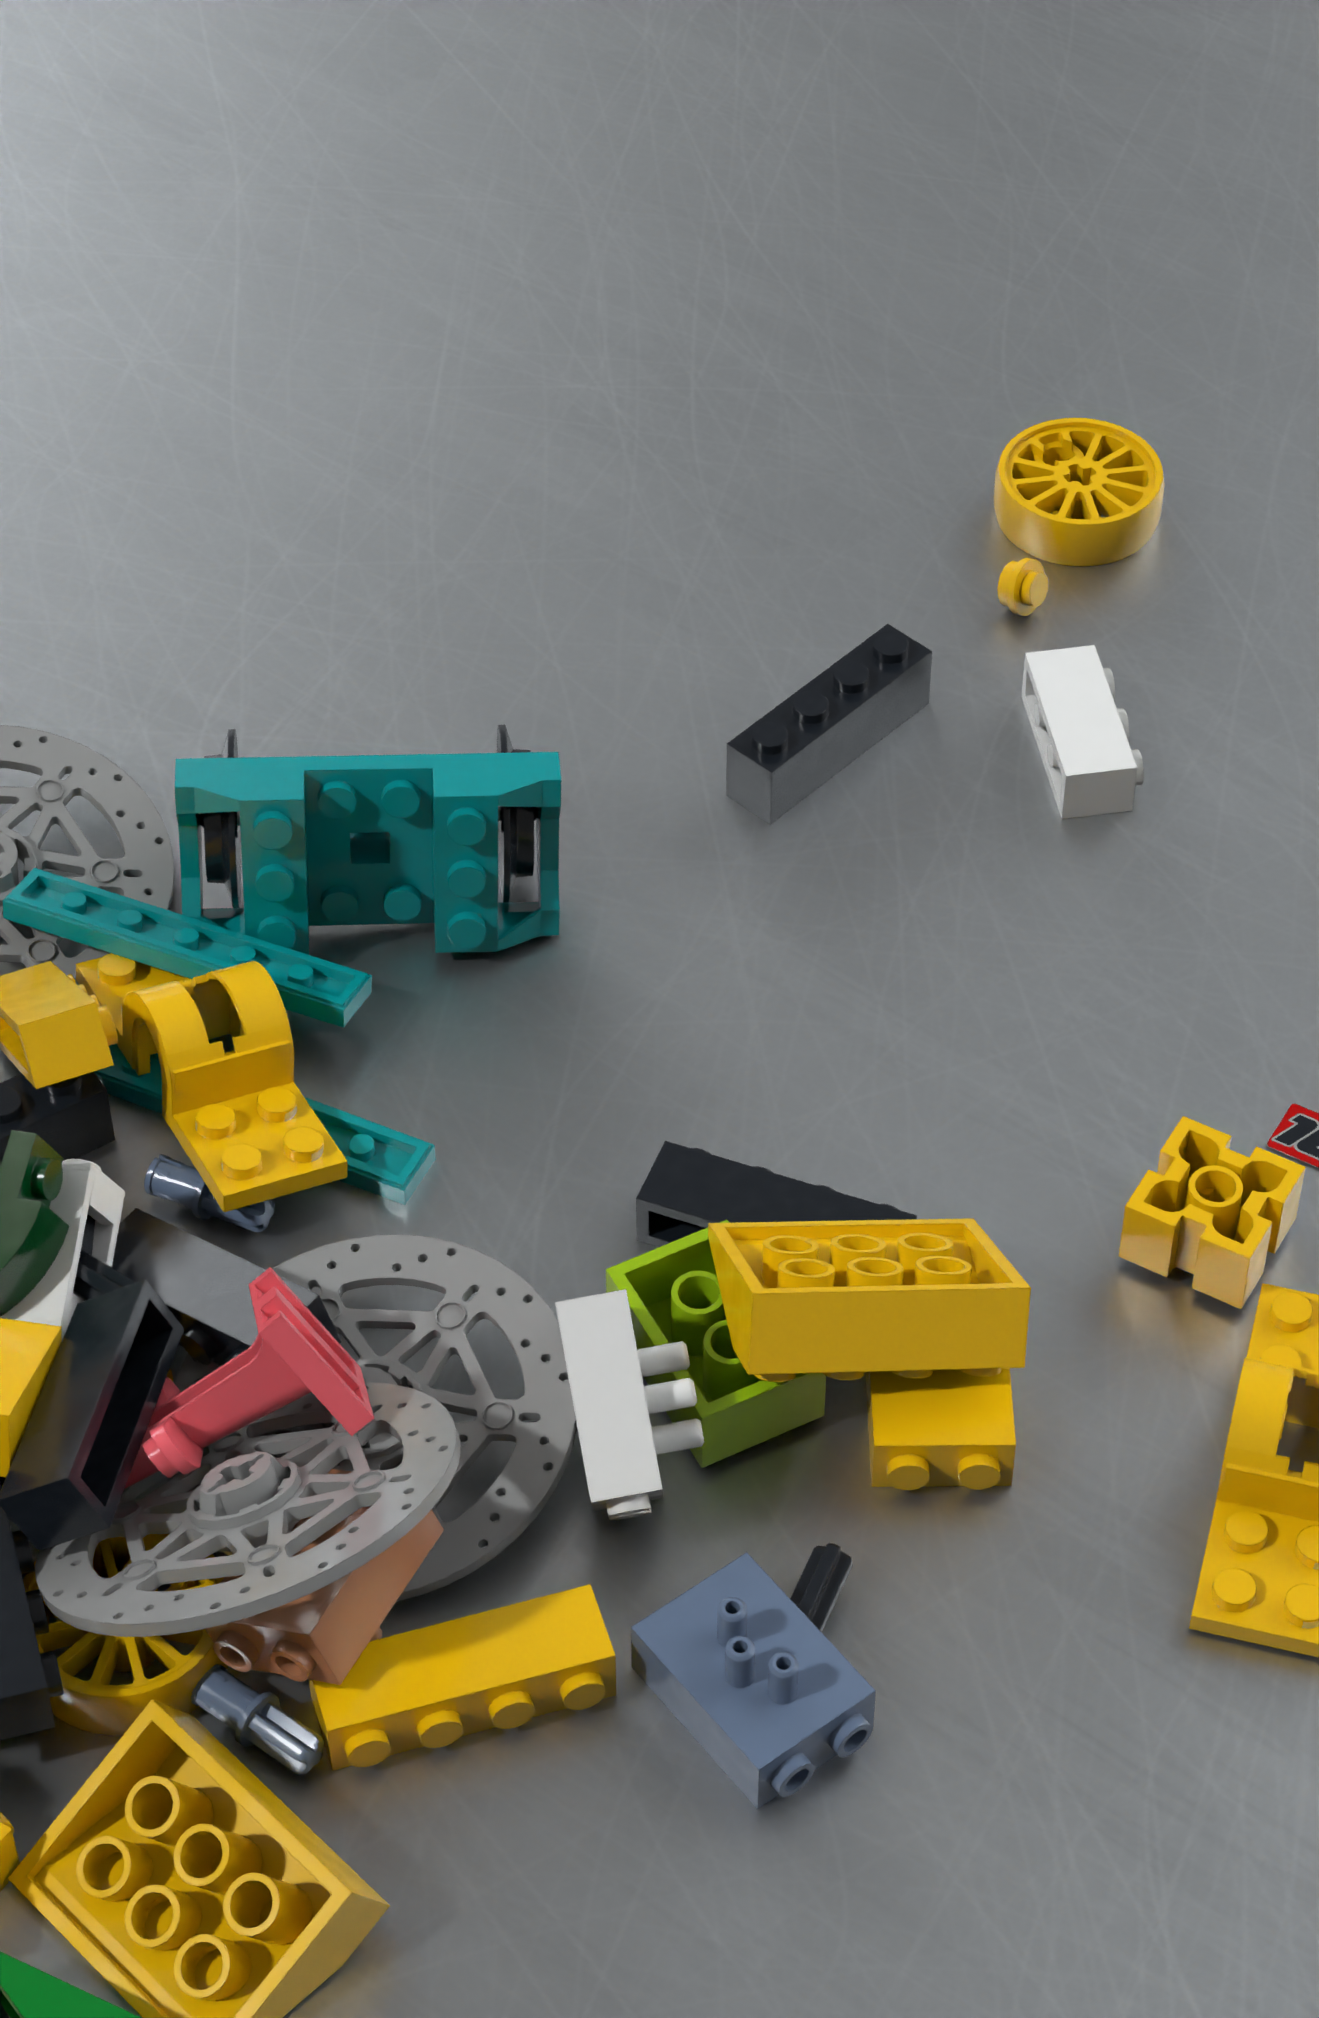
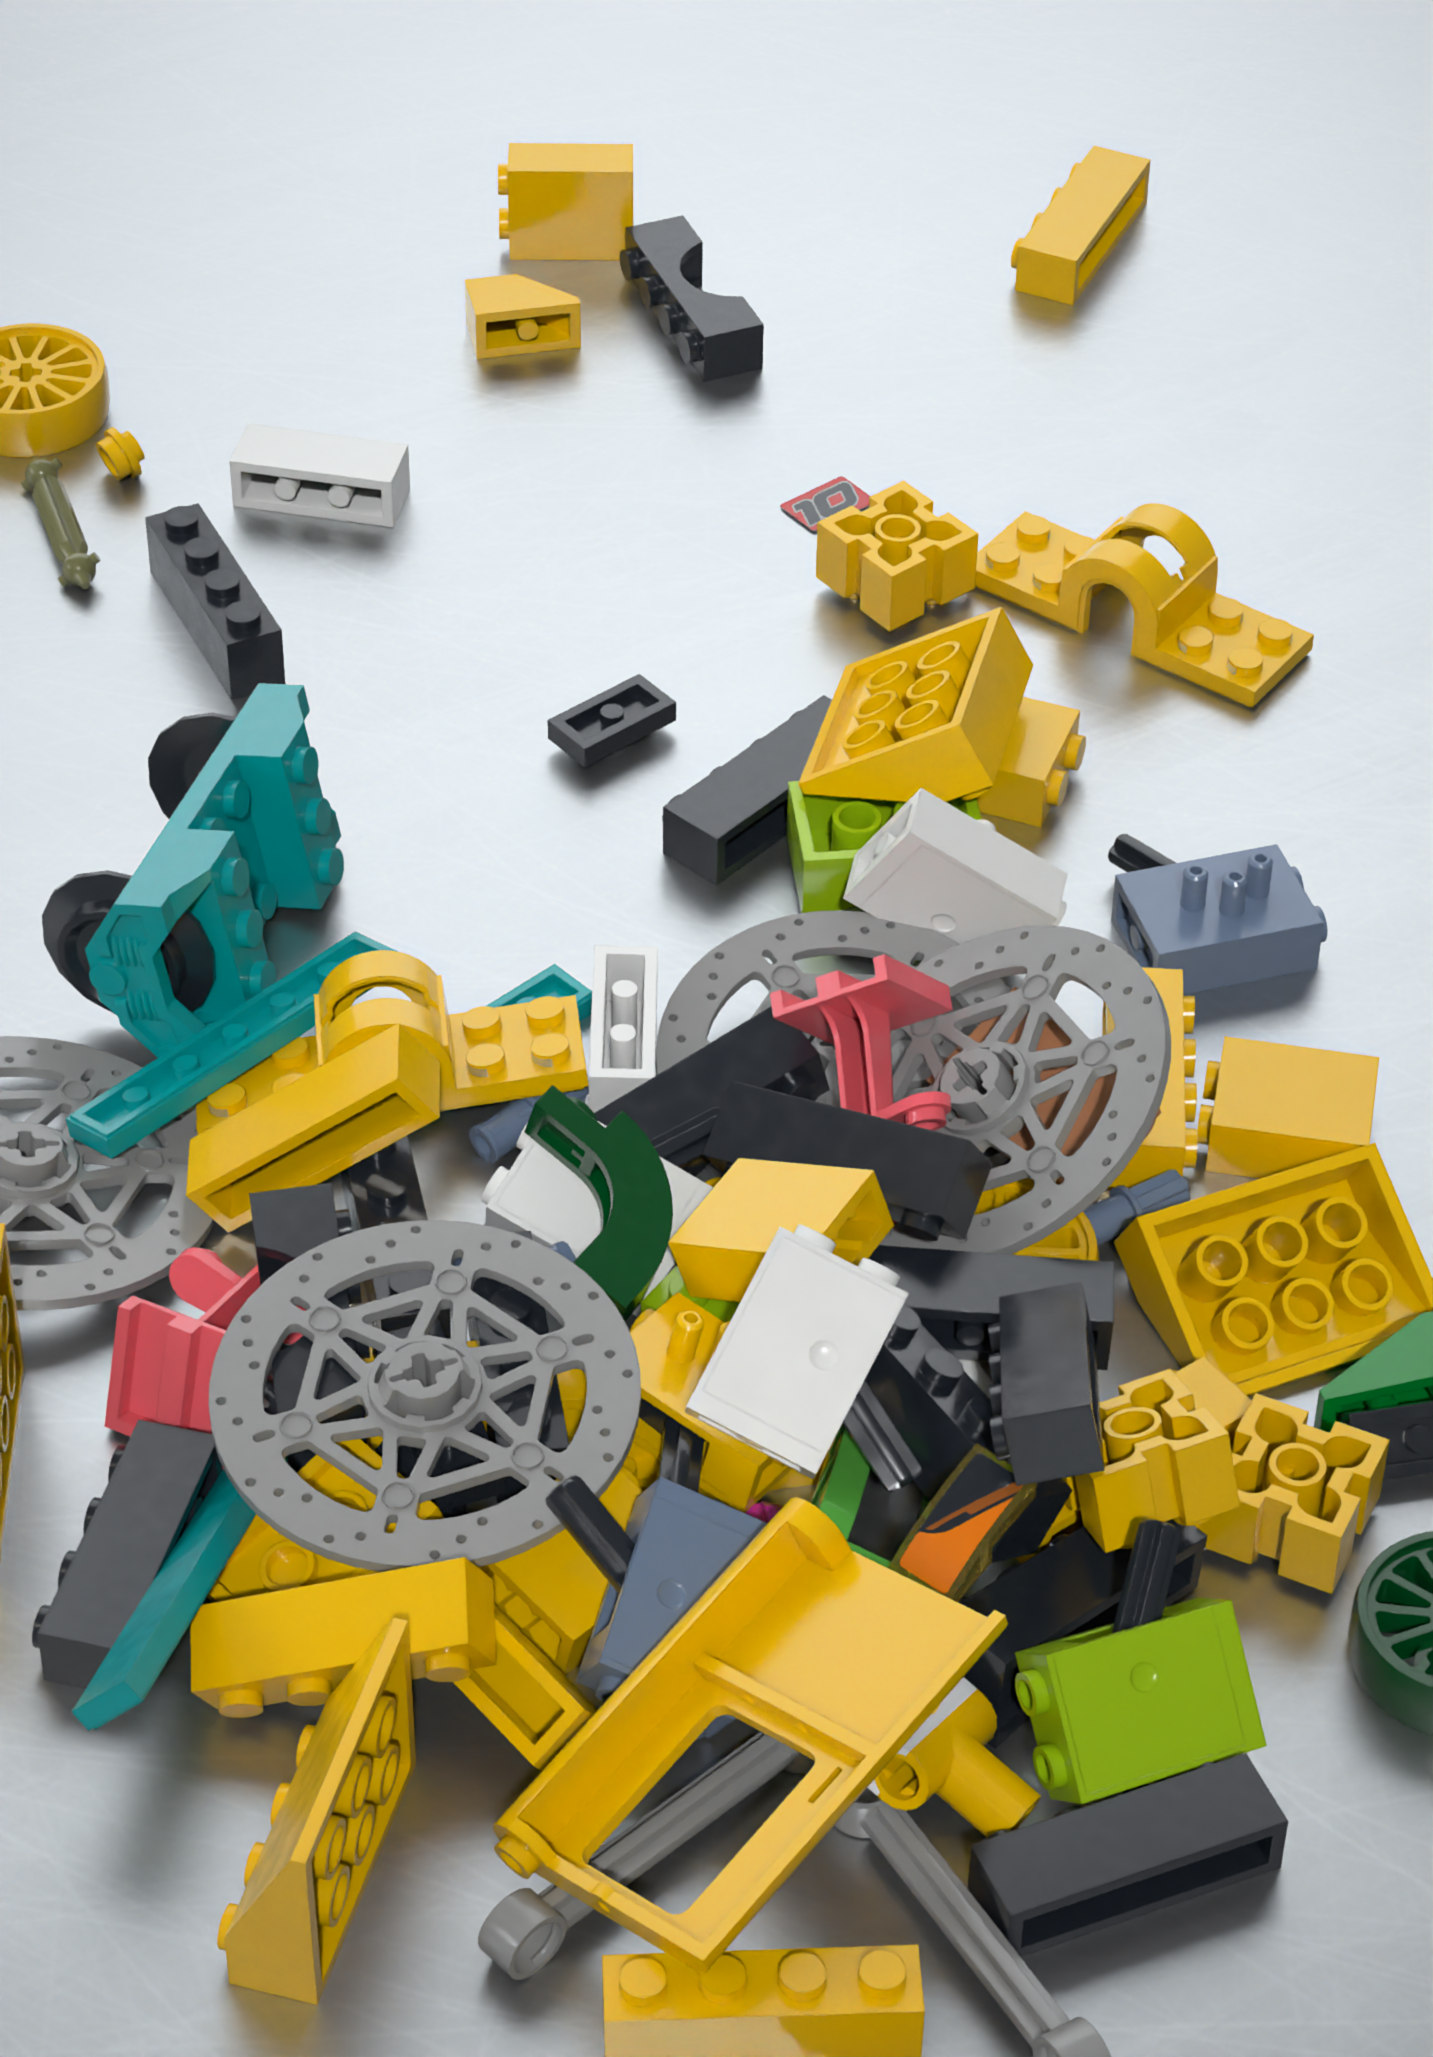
camera: 70 degrees left, 5 degrees down
(317, 1208) = (622, 1021): none -> white brick
(462, 1832) = (1284, 1106): none -> yellow brick
(825, 1072) = (611, 720): none -> black plate
(903, 586) = (60, 522): none -> olive wheel

